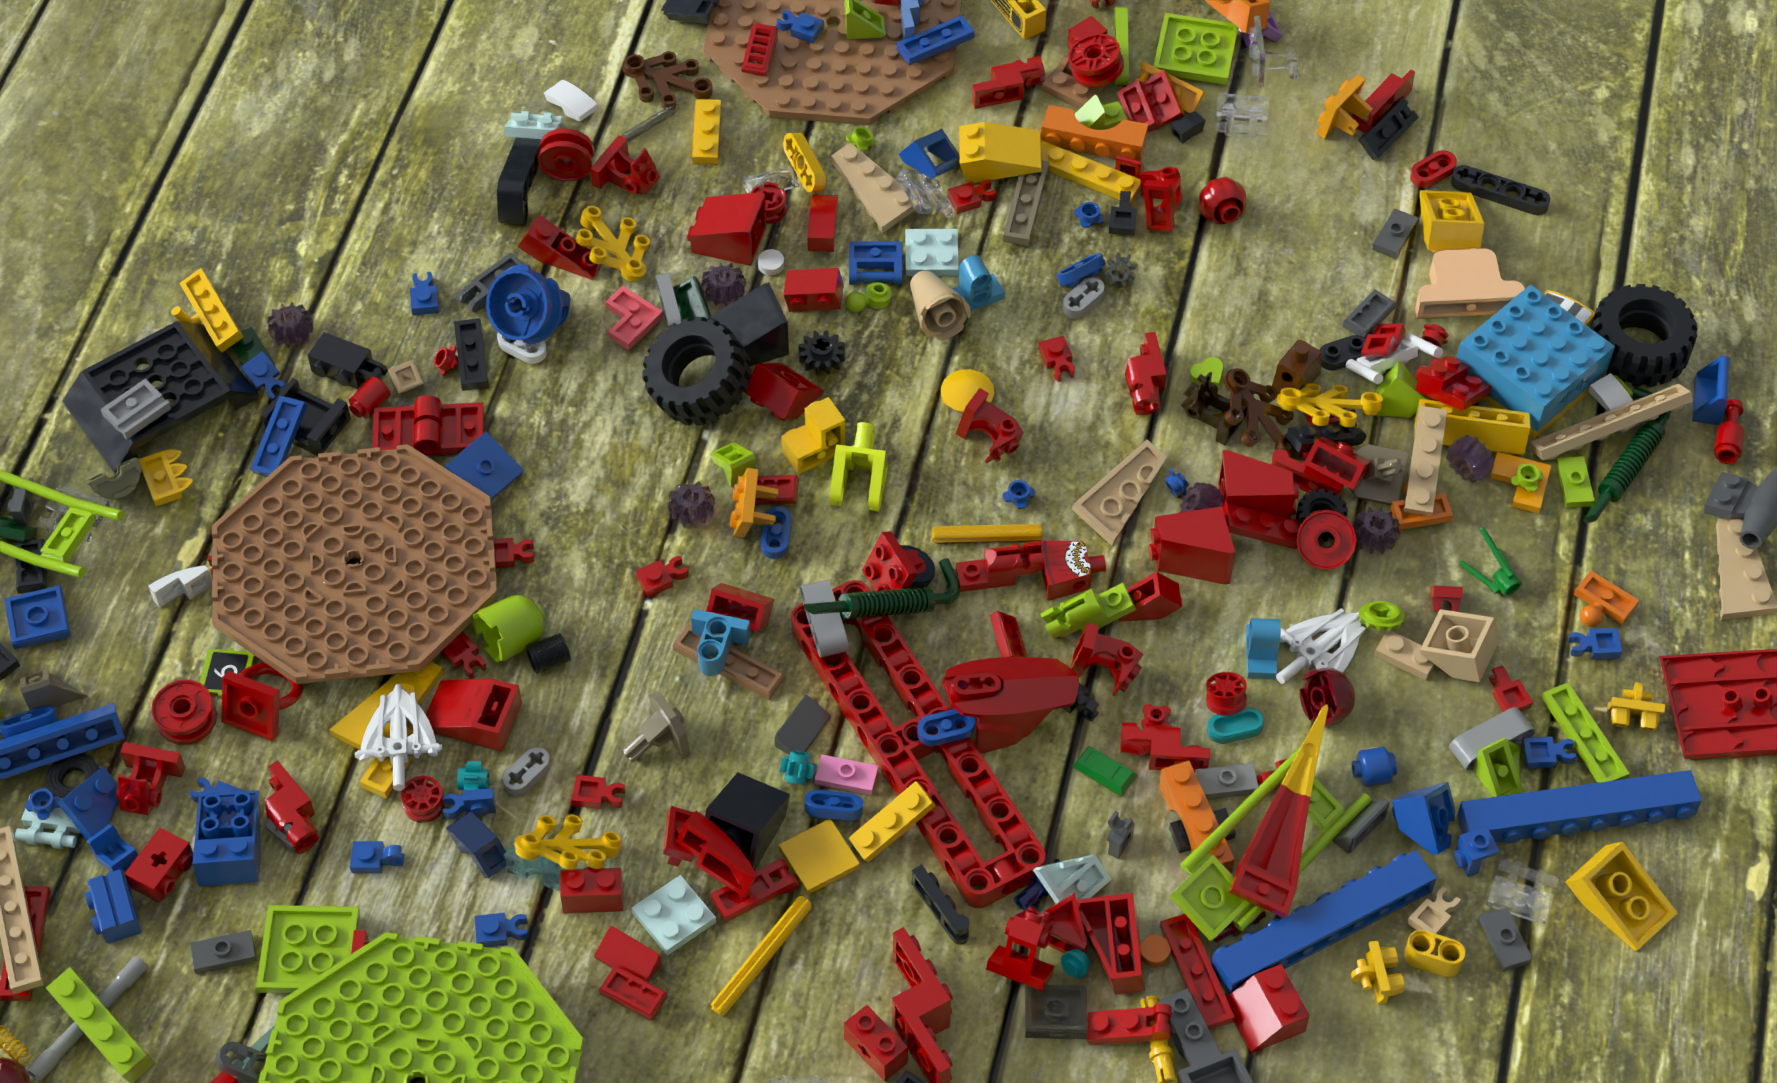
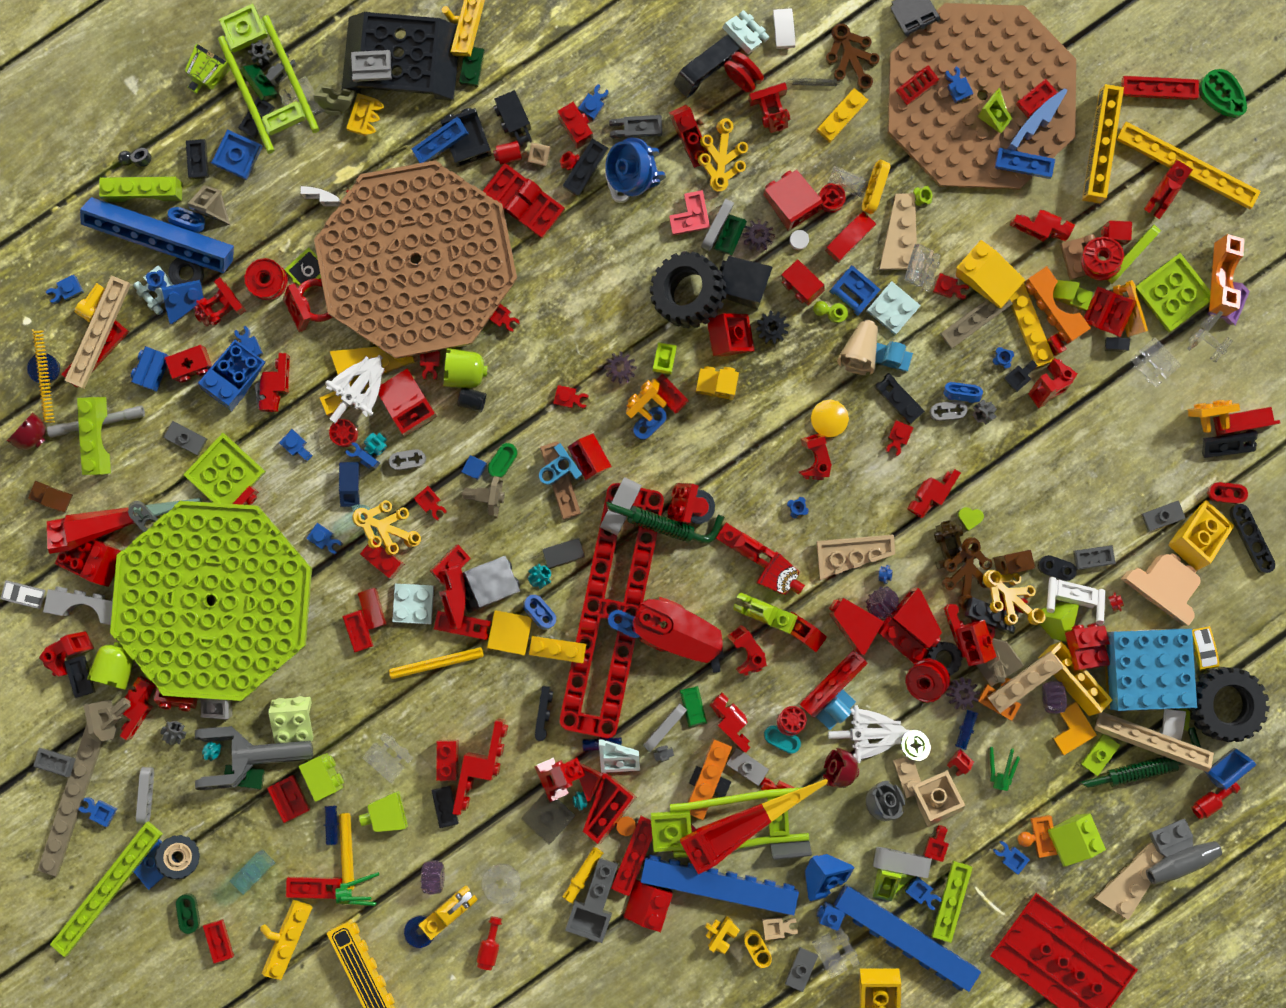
camera: 40 degrees right, 30 degrees up
(111, 849) = (172, 335): blue bracket -> none
(263, 373) = (464, 88): blue plate -> none
(290, 324) = (511, 62): gear -> none
(423, 322) = (575, 124): none -> red brick
(485, 466) = (531, 252): blue plate -> none
(615, 721) = (474, 467): none -> blue slope
(640, 684) = (502, 460): none -> green tile
(846, 775) = (562, 598): bright pink plate -> none
(863, 457) = (731, 417): neon yellow piece -> none
(936, 143) = (936, 240): blue tile -> none
(986, 533) = (759, 517): yellow axle -> none
(1007, 635) = (711, 592): red plate -> none
(1021, 323) = (899, 399): none -> black plate
(1094, 810) = (665, 727): none -> light grey beam
(1129, 1025) = (573, 856): red plate -> none
(1151, 711) = (745, 706): red plate -> none
(1225, 197) = (1085, 413): red plant -> none
(1233, 623) = (833, 684): none -> red plate
(1374, 766) = (827, 825): blue head -> none
(1384, 340) = (1082, 584): red slope -> none
(1408, 690) = (885, 801): none -> dark grey cylinder
(1417, 562) = (966, 729): none -> clear blue pin
(1527, 471) = (1079, 733): lime plate -> none
(1641, 567) = (1076, 839): none -> lime slope
(1648, 711) = (995, 908): yellow hips -> none

